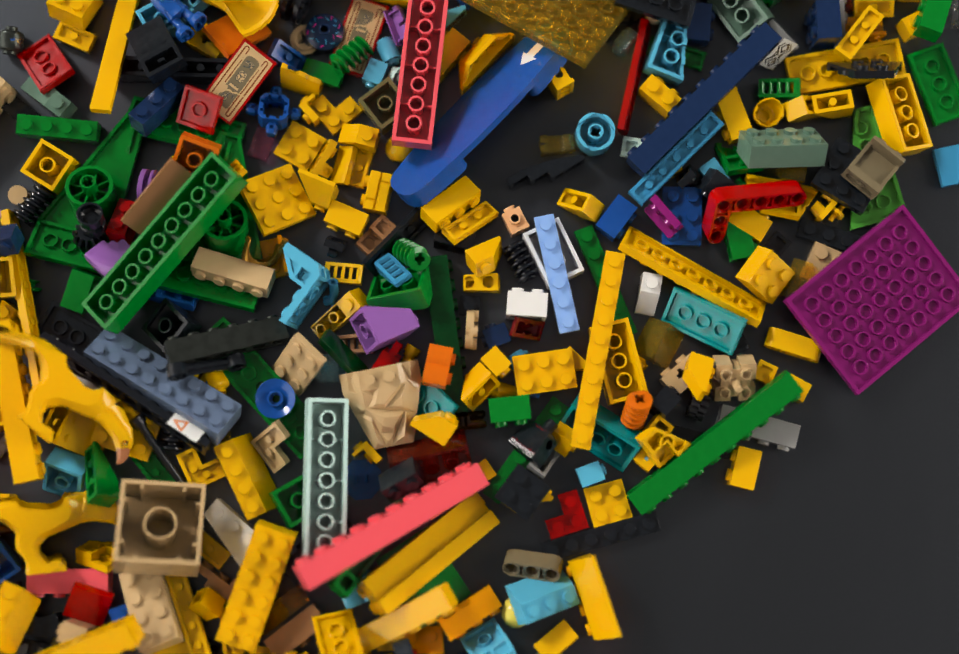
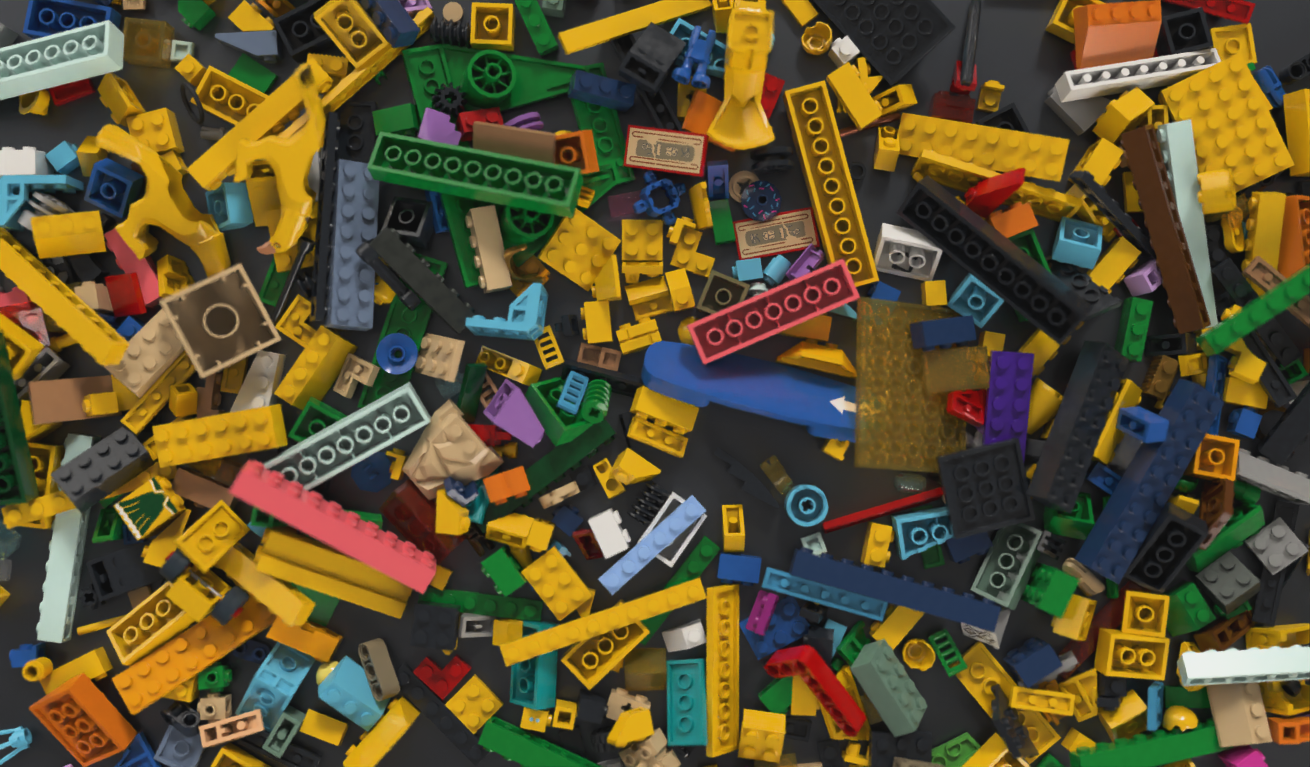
camera: 60 degrees right, 5 degrees up
(91, 219) = (460, 95): black wheel -> none
(101, 481) = (236, 241): green slope -> none
(185, 427) = (321, 291): white sticker -> none
(199, 109) = (620, 130): red tile -> none
(333, 291) = (518, 350): dark azure arm -> none
(350, 54) = (751, 238): green piece -> none
(401, 479) = (386, 510): black brick -> none
(425, 406) = (459, 492): none -> dark blue bracket
(518, 227) = (678, 482): light nougat brick -> none
(535, 441) = (488, 611): black torso -> none
(590, 473) = (491, 675): medium azure brick -> none
(636, 410) = (568, 687): orange piece -> none
(661, 445) = (548, 728): yellow slope -> none
(799, 109) = (942, 686): yellow slope -> none
(833, 104) = (960, 711): yellow slope -> none

